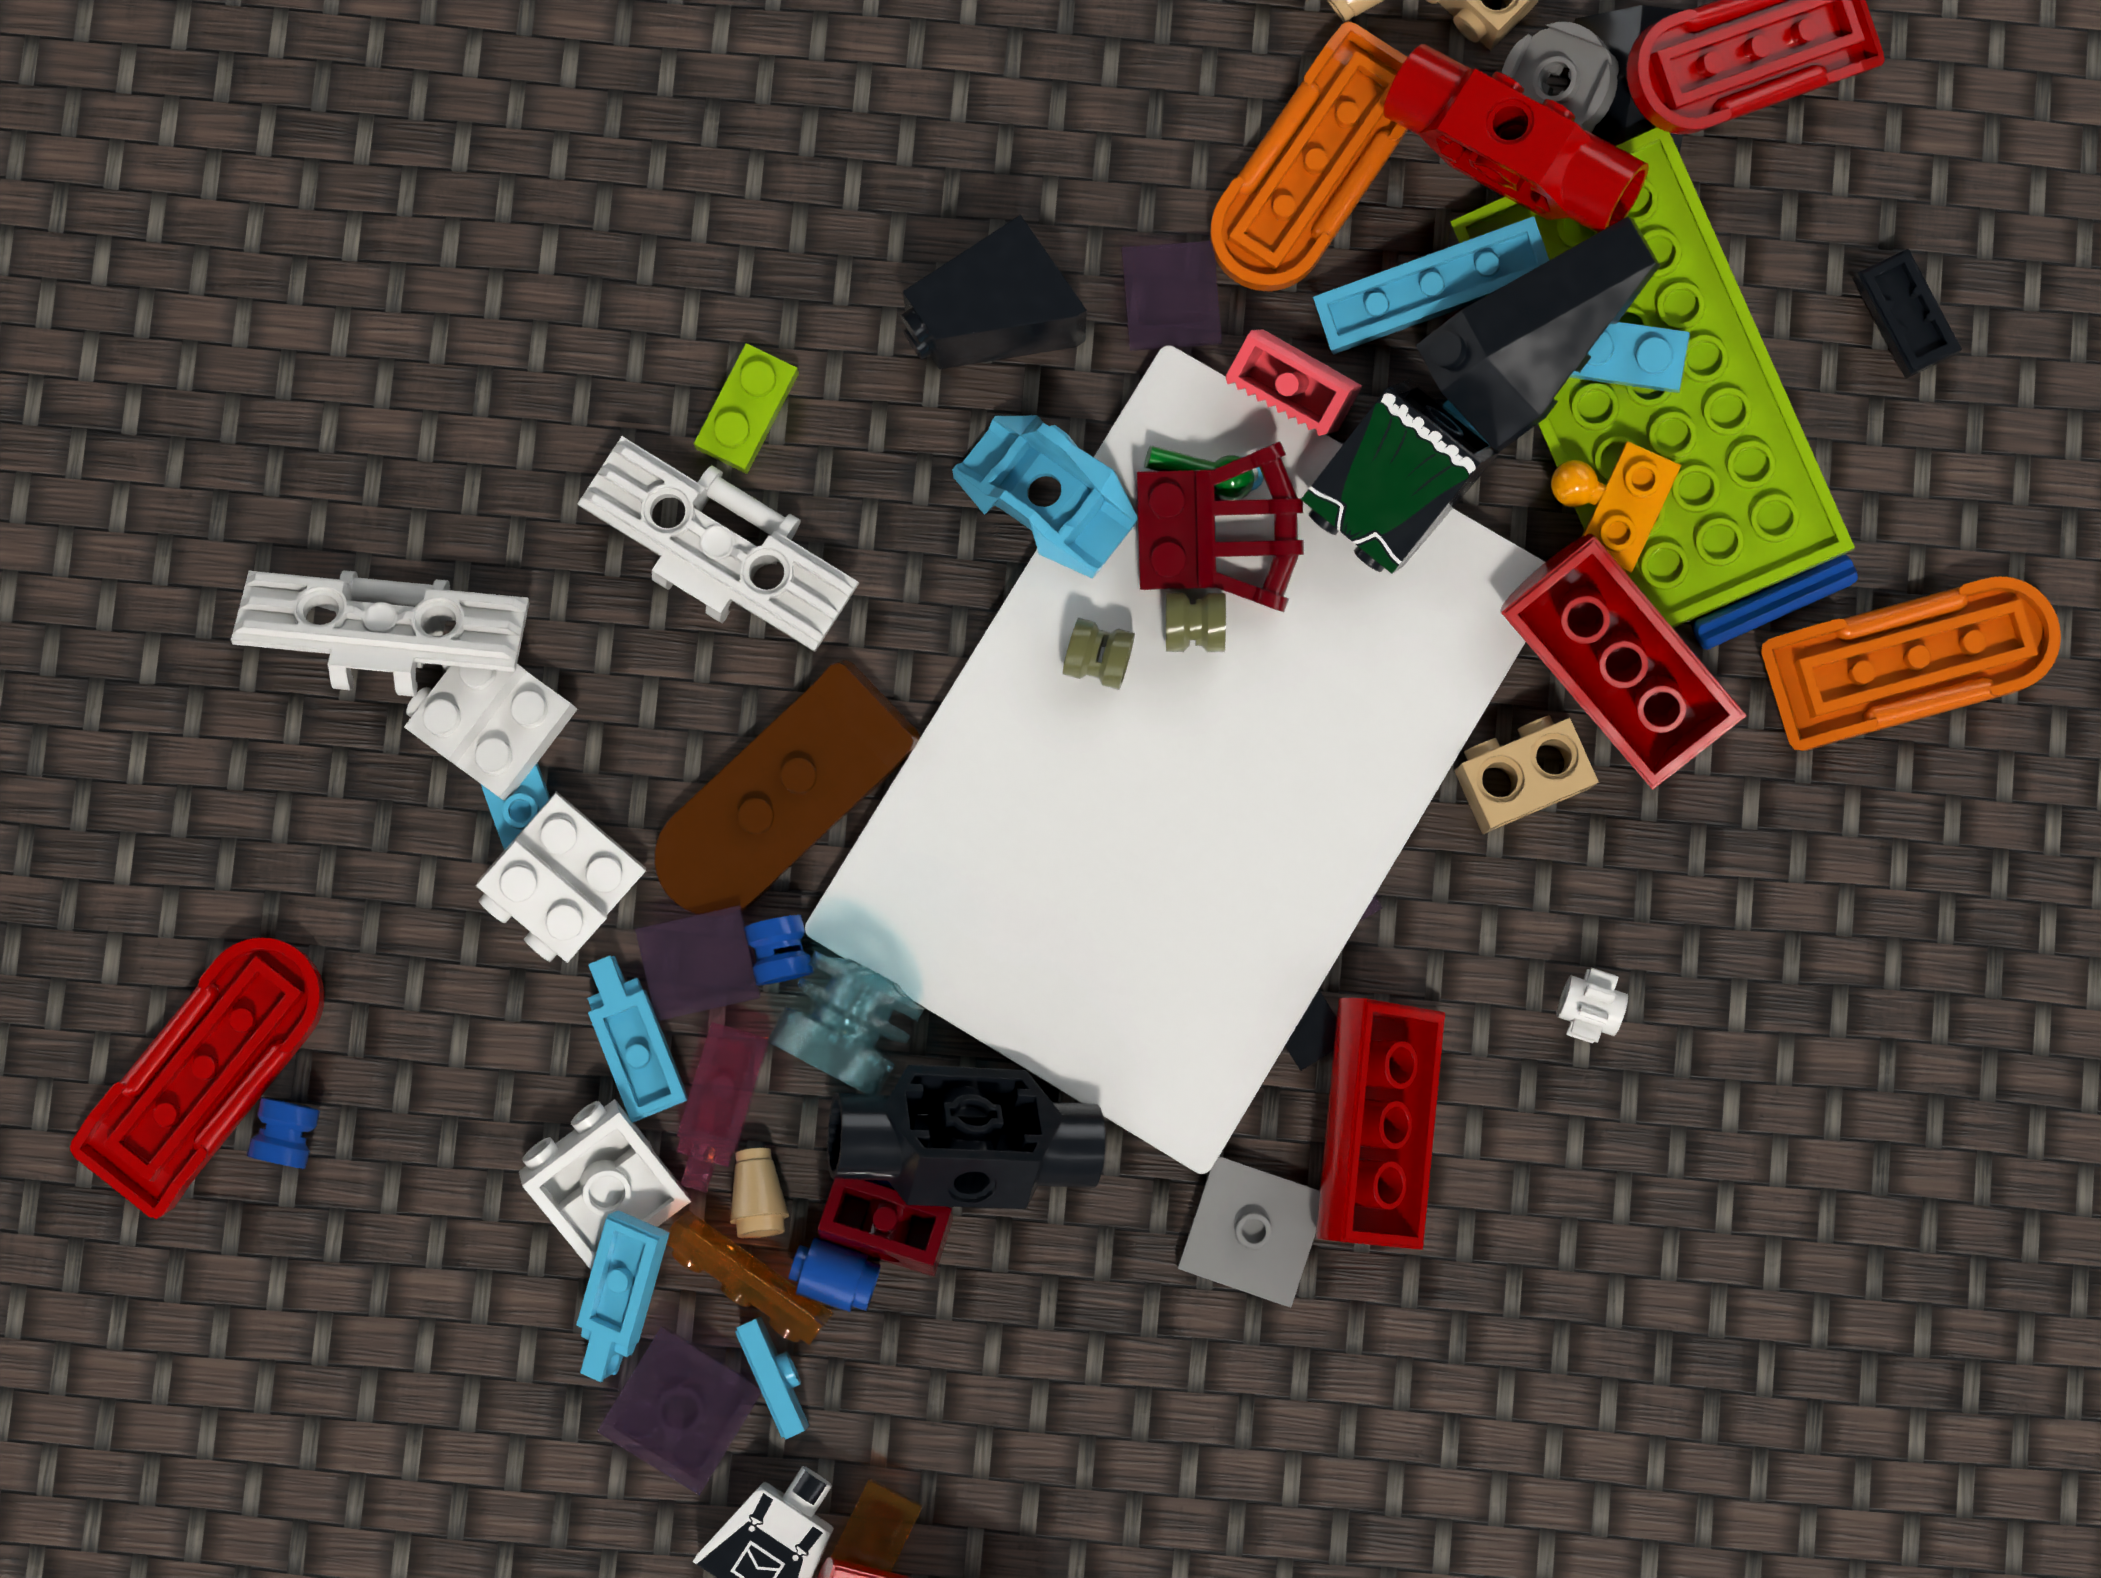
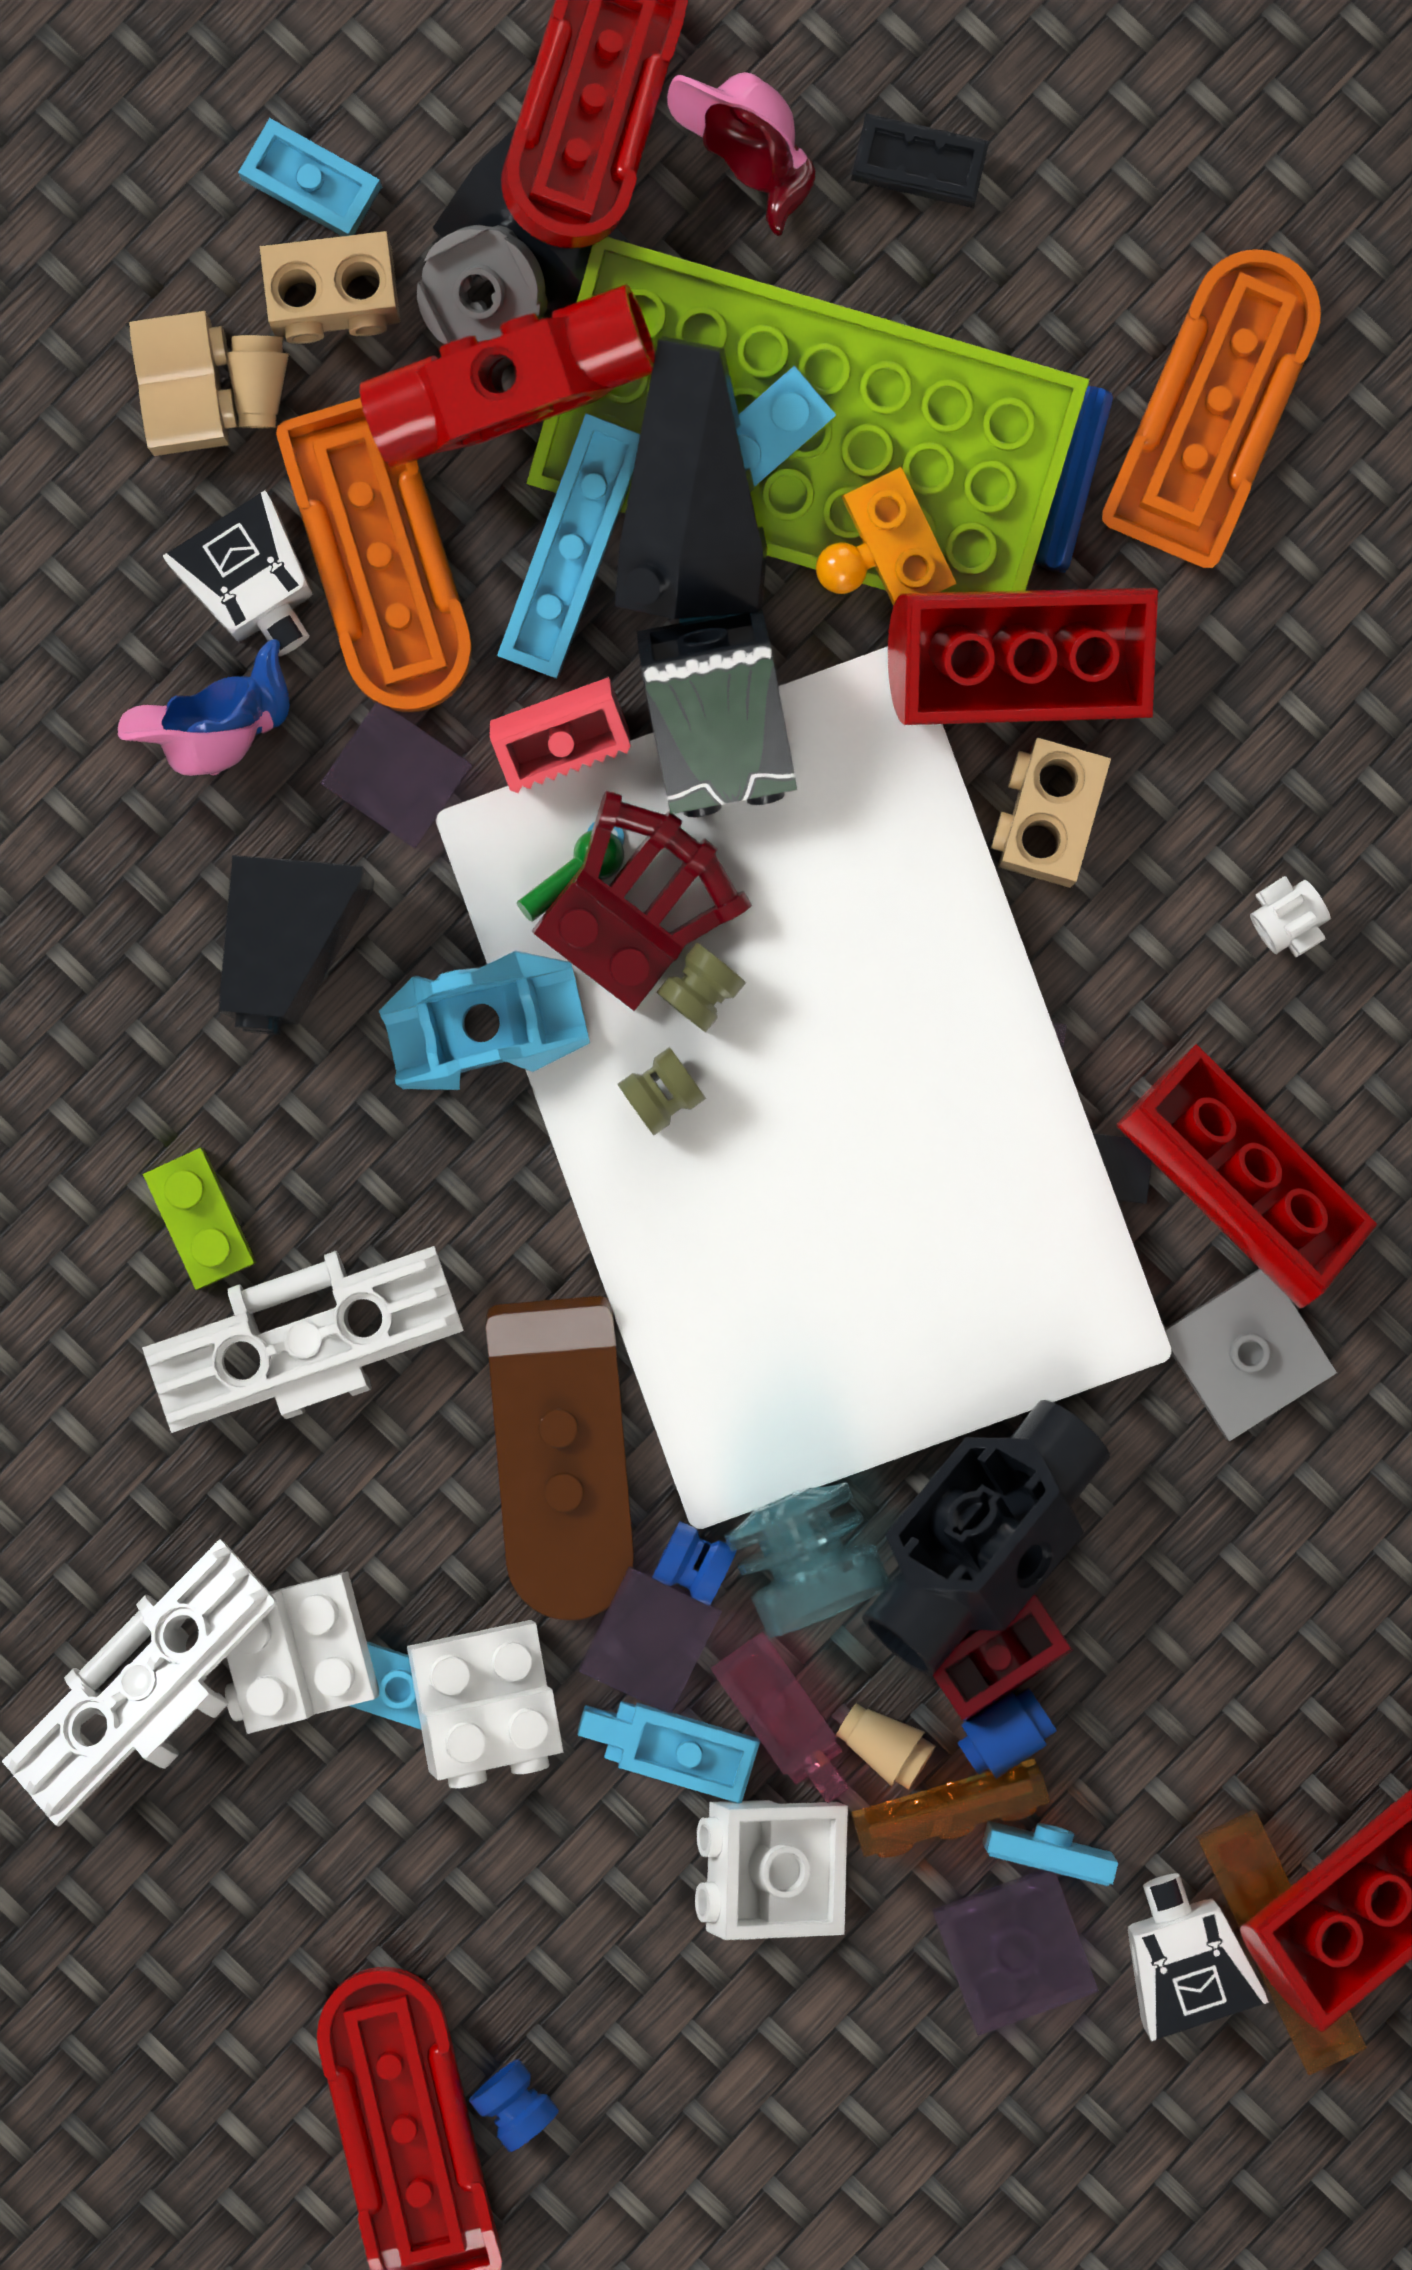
camera: 50 degrees left, 5 degrees up
(619, 1292) = (877, 1925): medium azure hinge -> none
(1104, 144) = (219, 723): none -> hair
(1227, 81) = (247, 574): none -> torso
(1827, 180) = (754, 135): none -> hair

